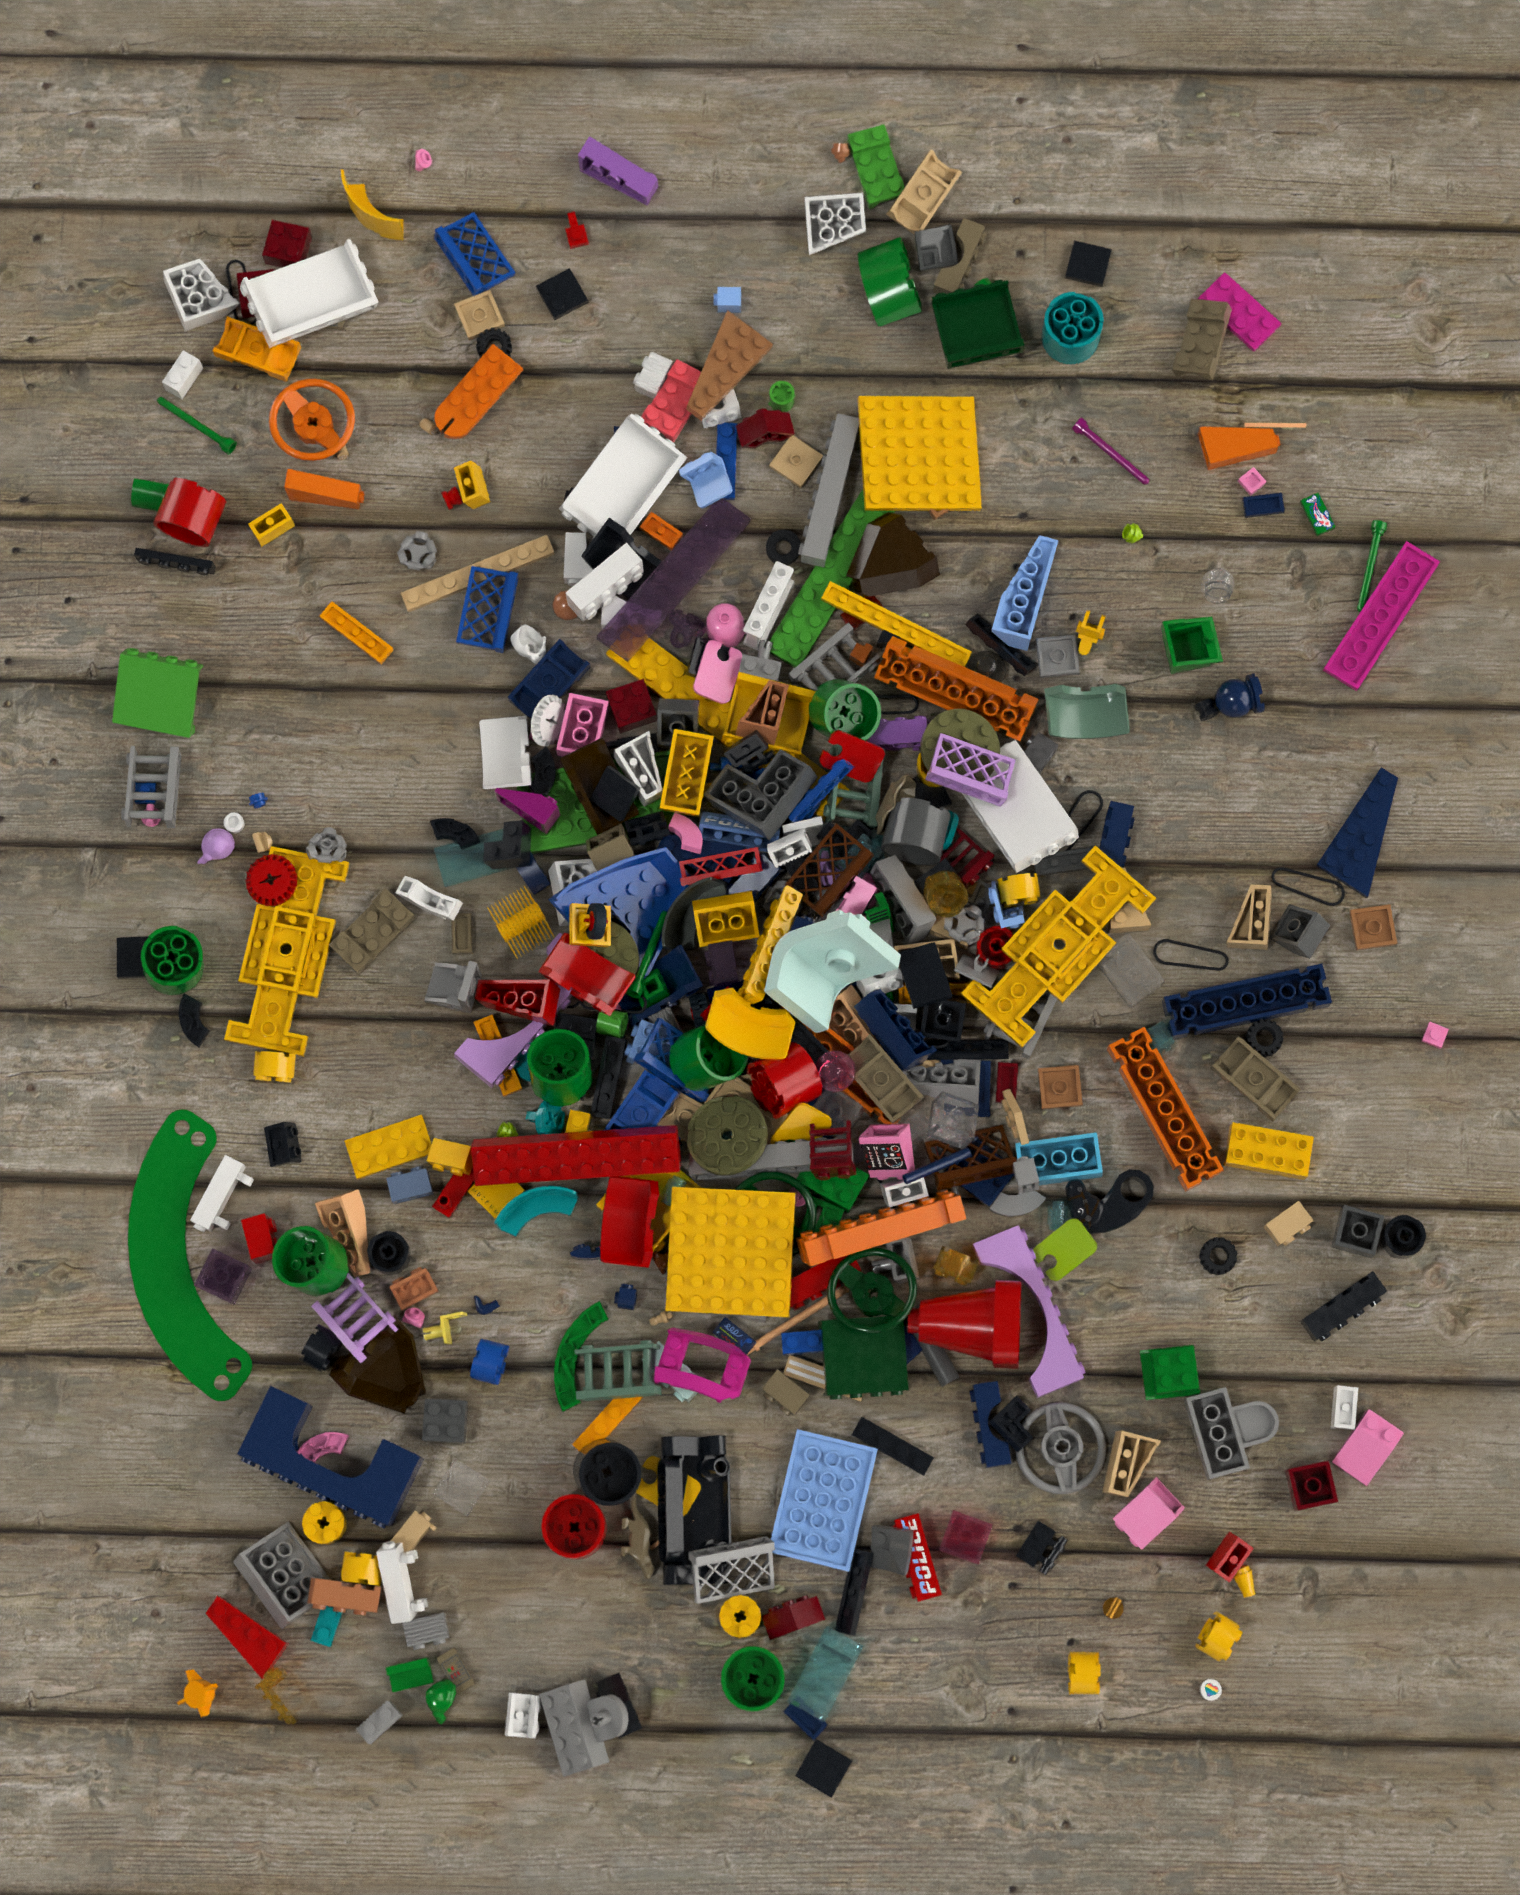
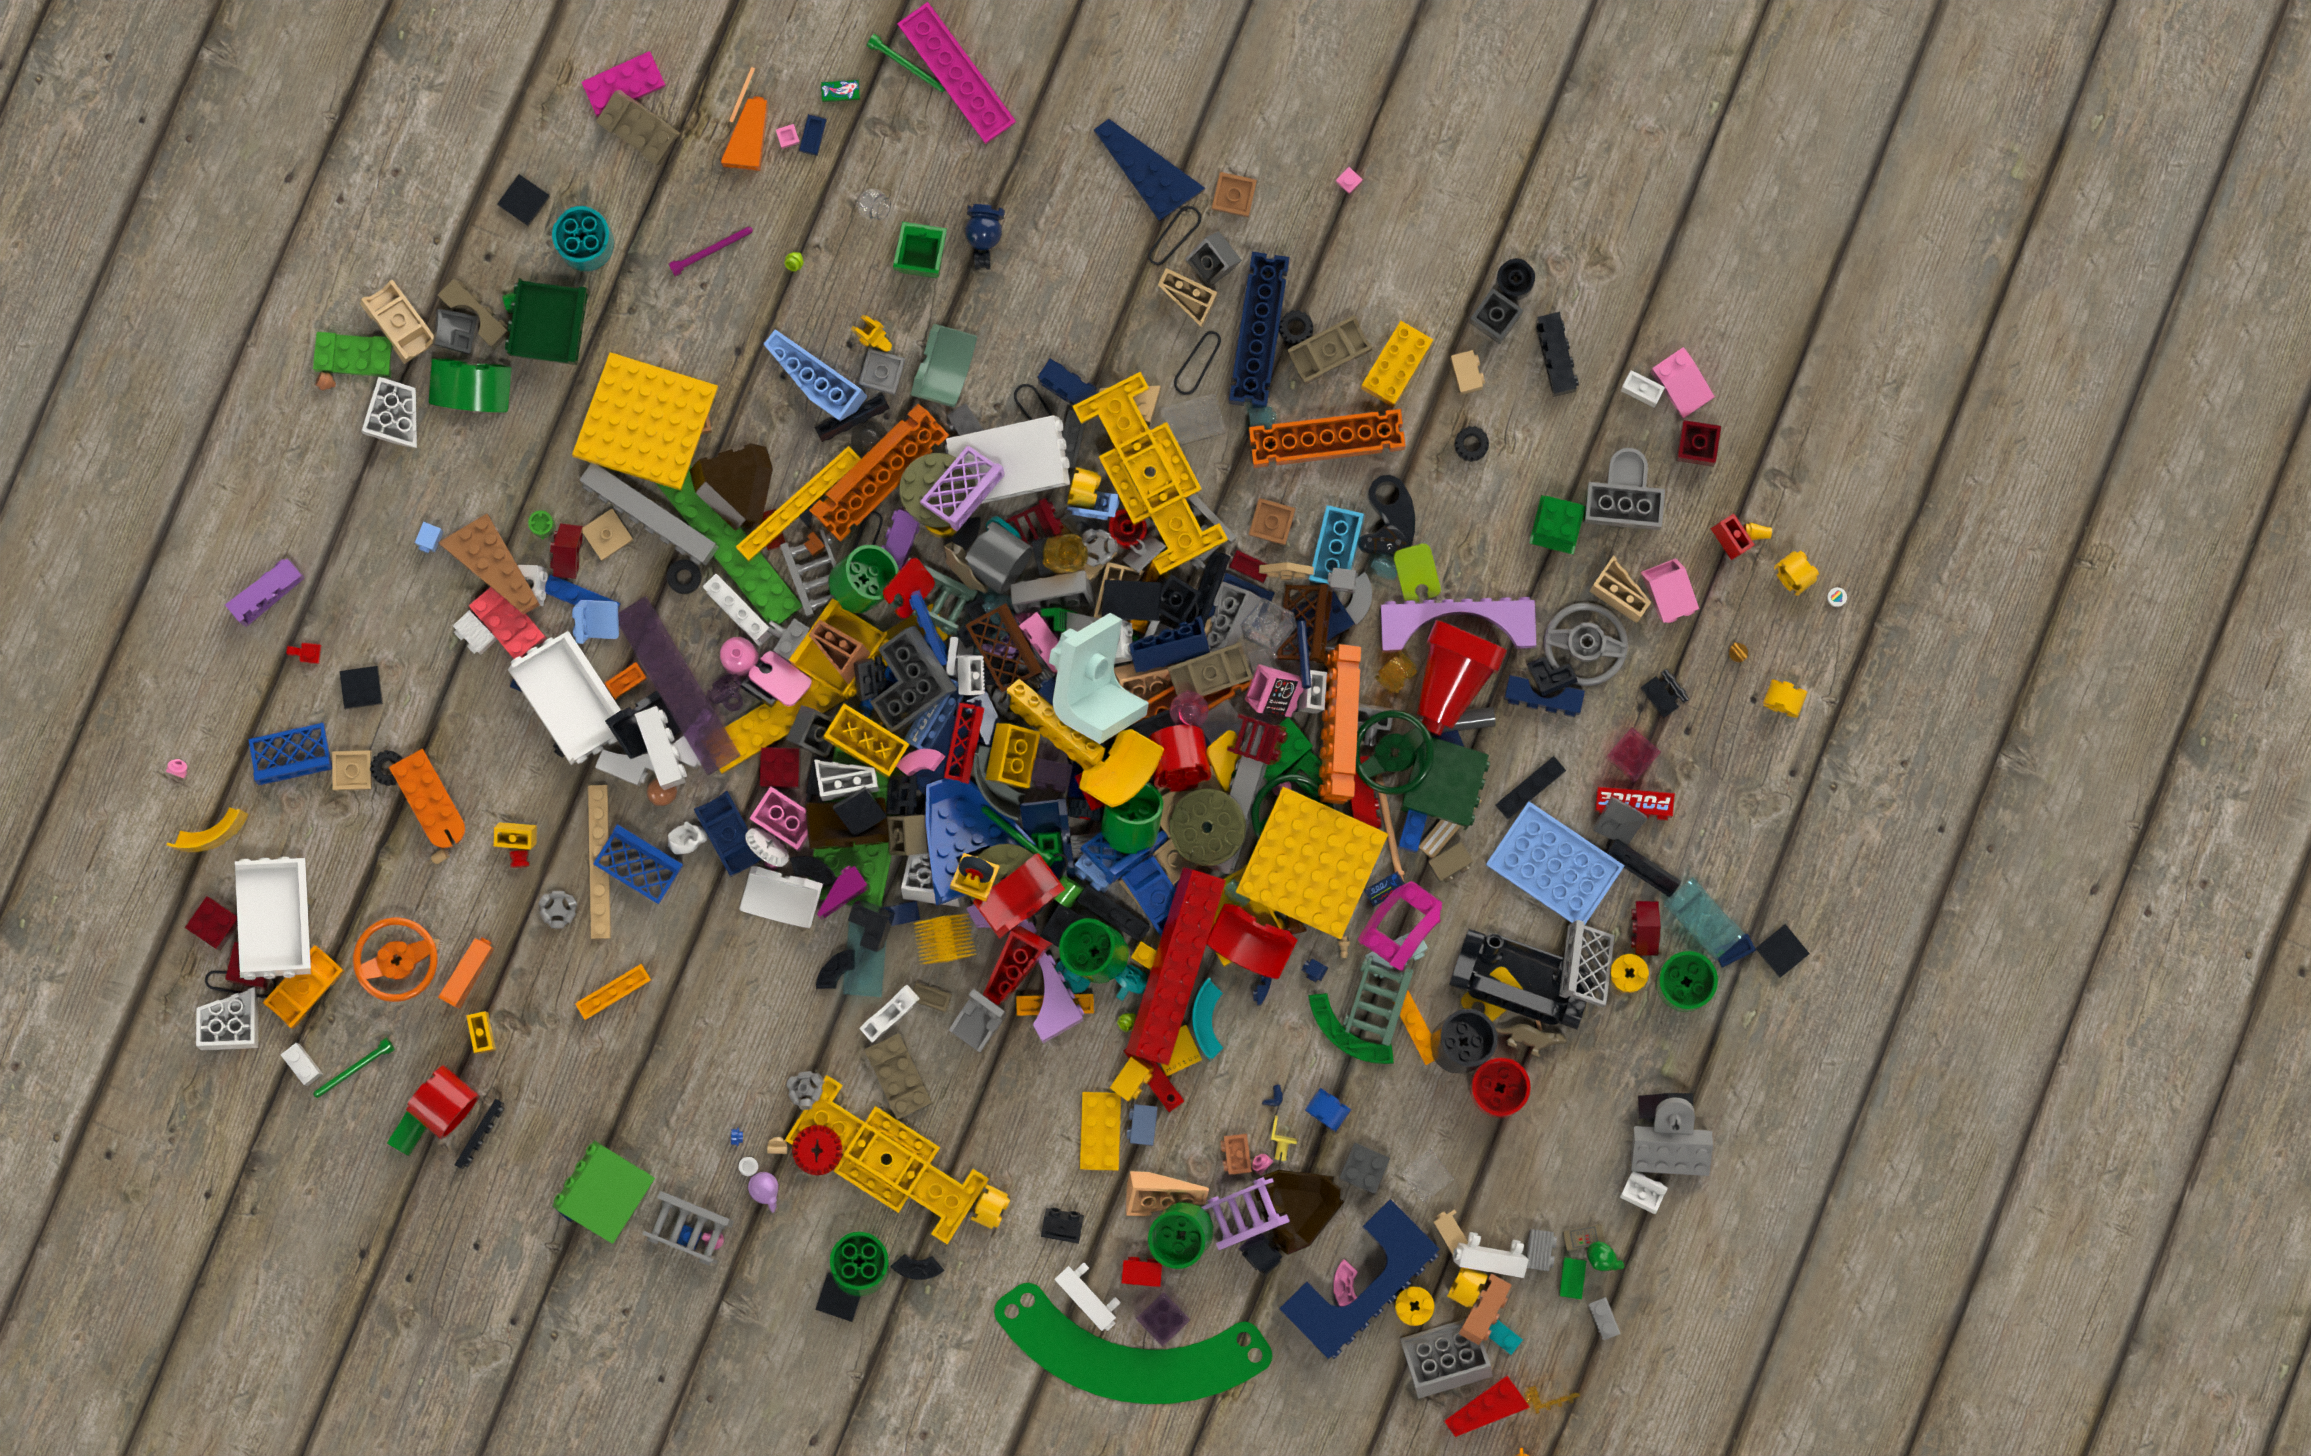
camera: 65 degrees left, 5 degrees up
(384, 1242) = (1197, 1153): black brick -> none

